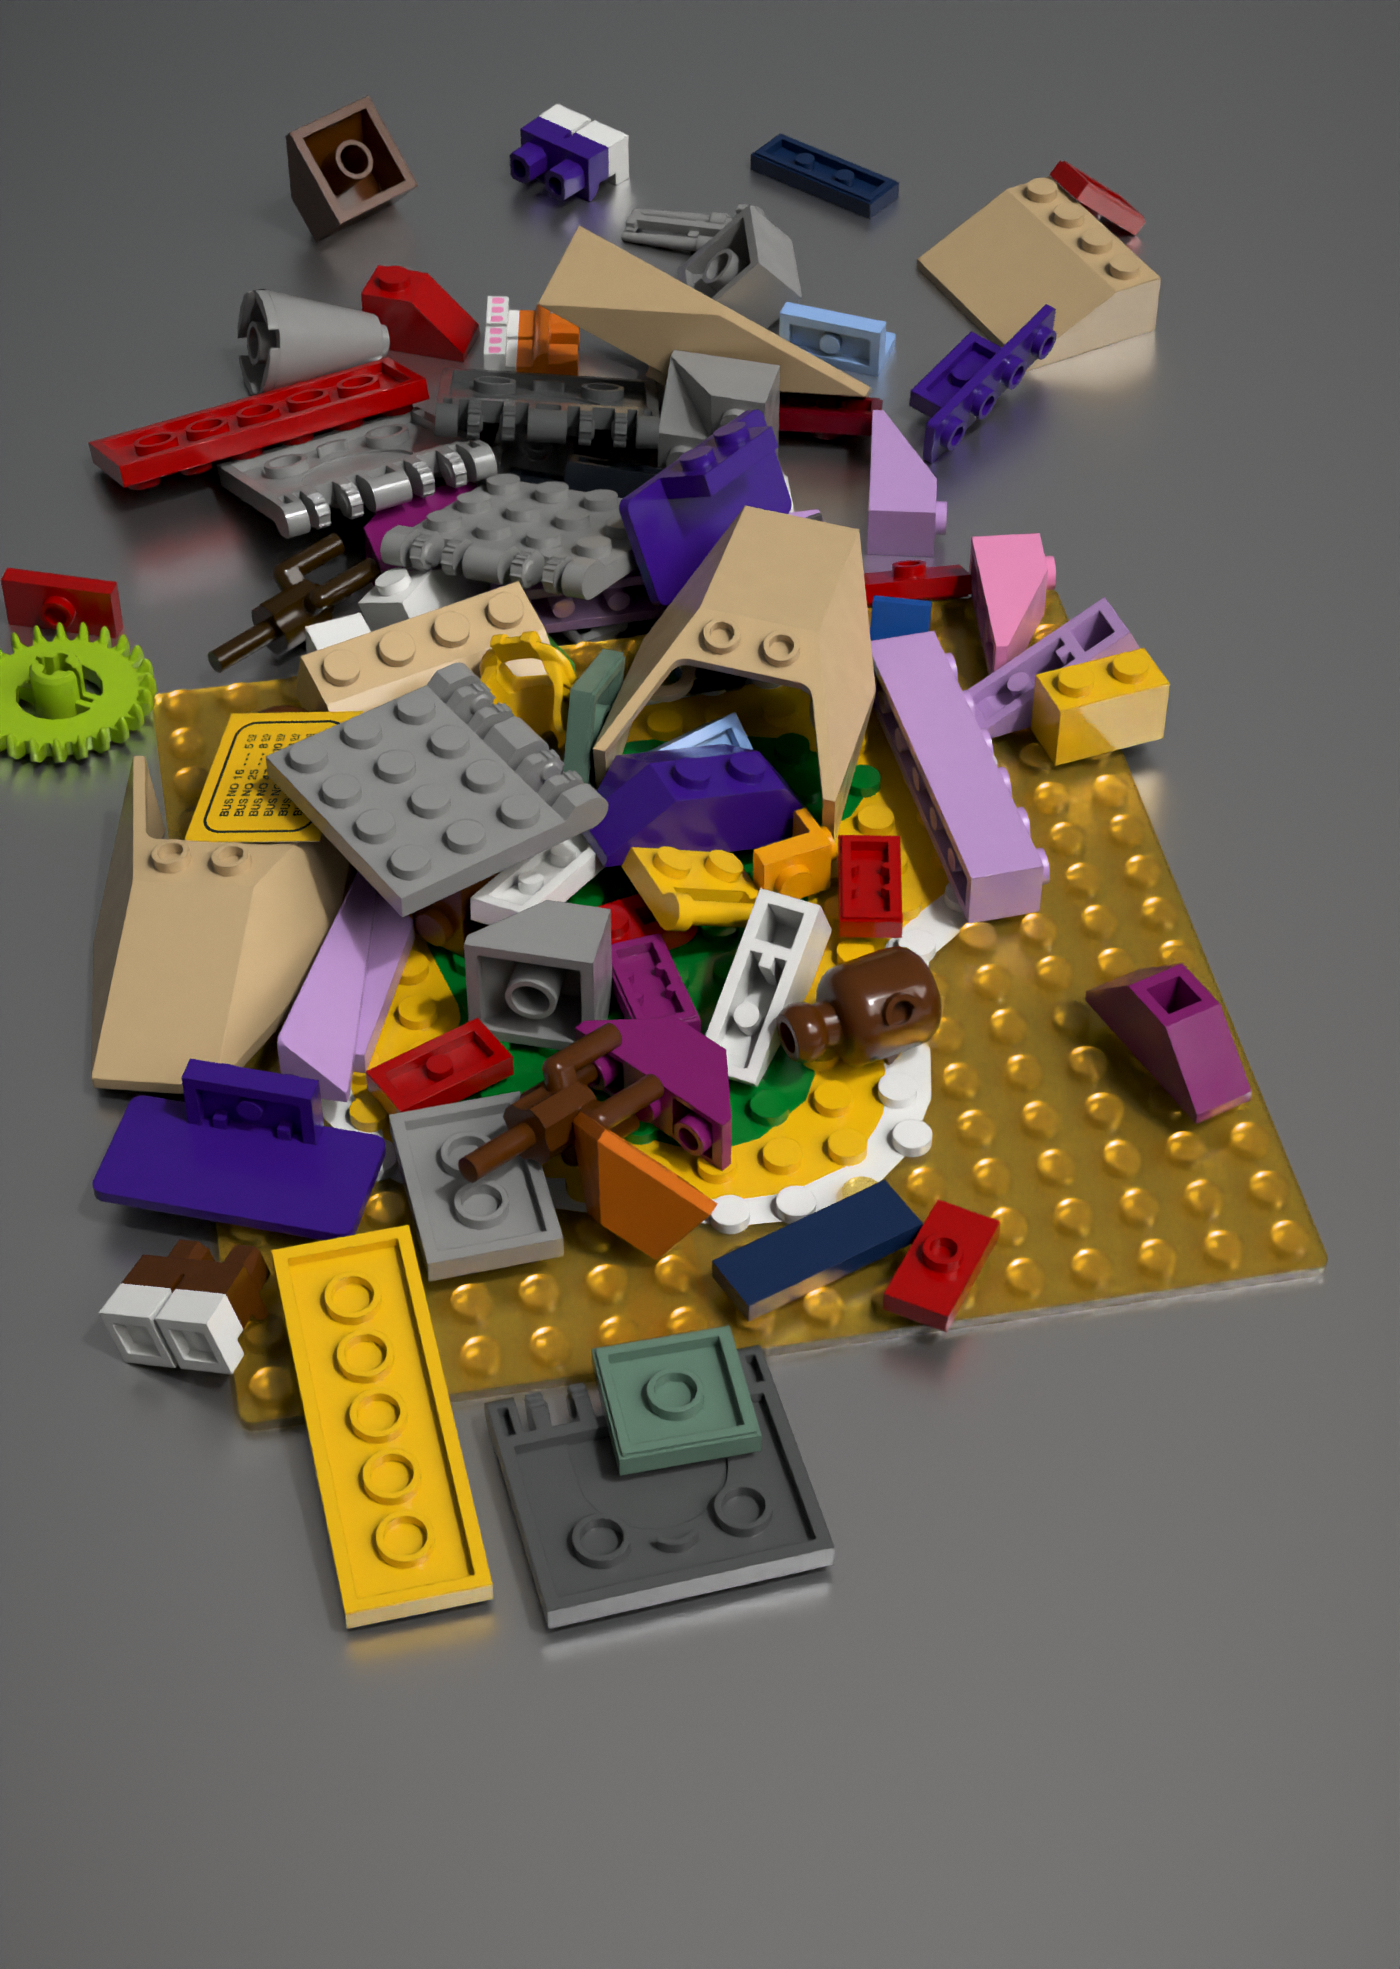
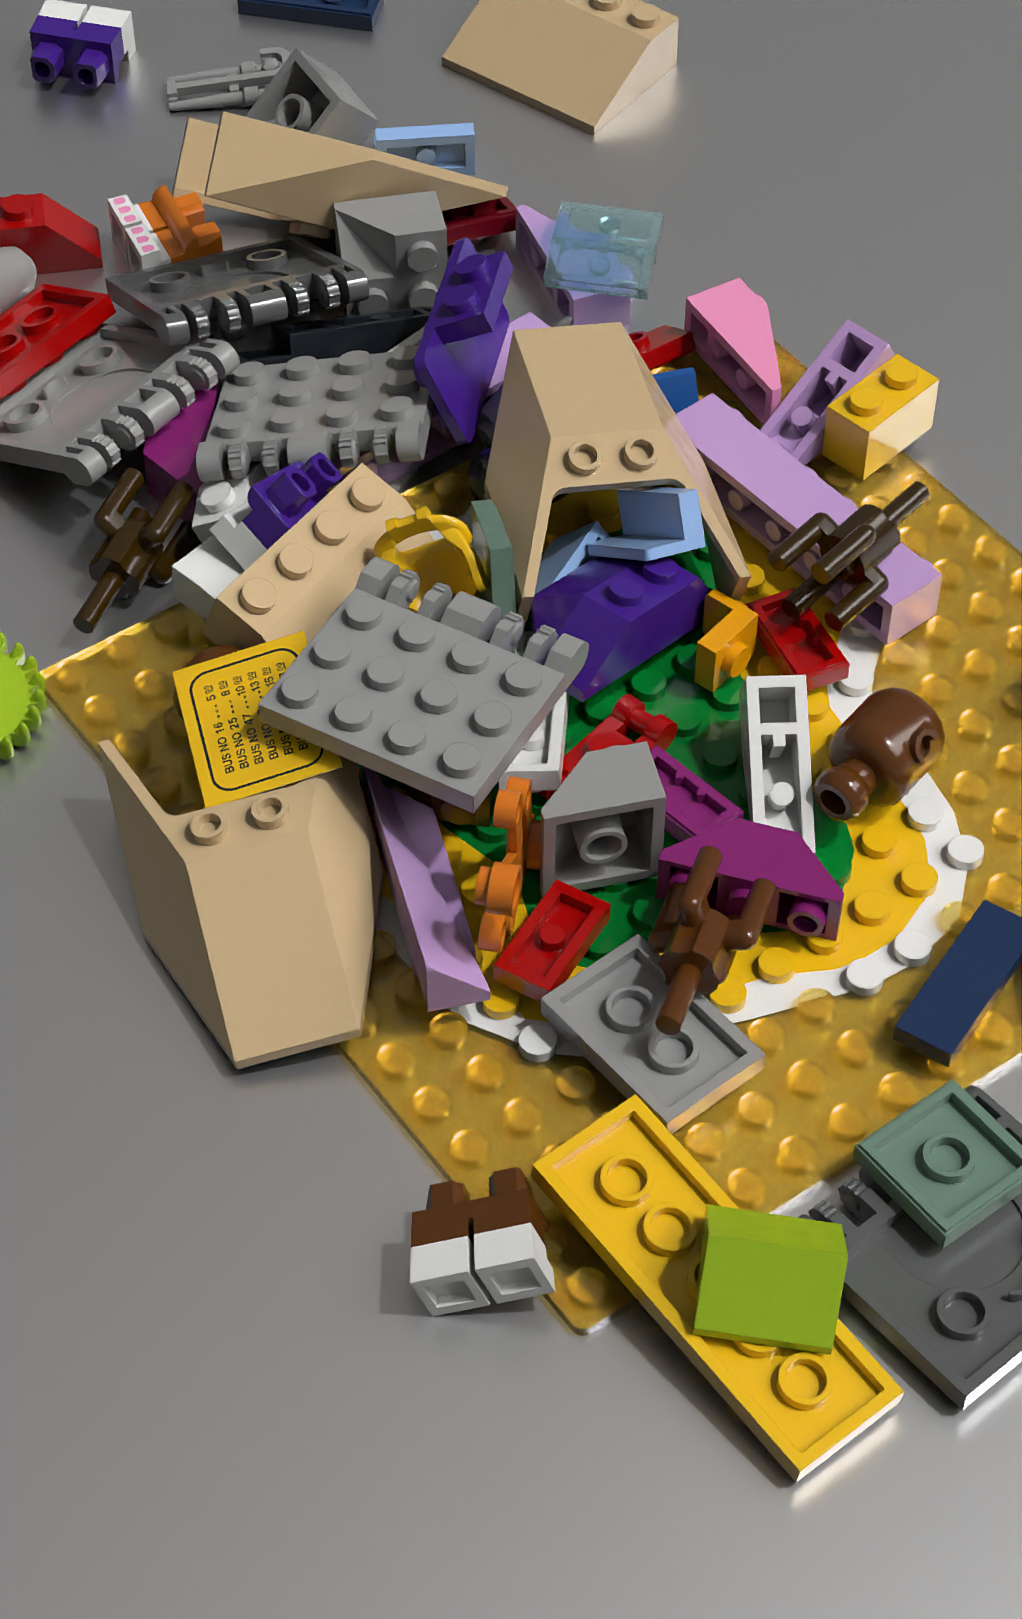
camera: 25 degrees left, 5 degrees up
(242, 1154) = (432, 1086): dark purple bracket -> none
(375, 985) = (502, 883): none -> orange plant
(418, 1428) = (770, 1279): none -> lime slope
(420, 590) = (274, 508): none -> dark purple hips
(635, 1192) = (802, 987): orange slope -> none
(692, 887) = (667, 694): yellow plate -> none
(780, 726) = (654, 524): none -> light blue panel
(922, 470) = (603, 250): none -> clear light blue slope
(949, 813) = (847, 555): none -> dark brown plant
(974, 377) = (568, 150): dark purple bracket -> none

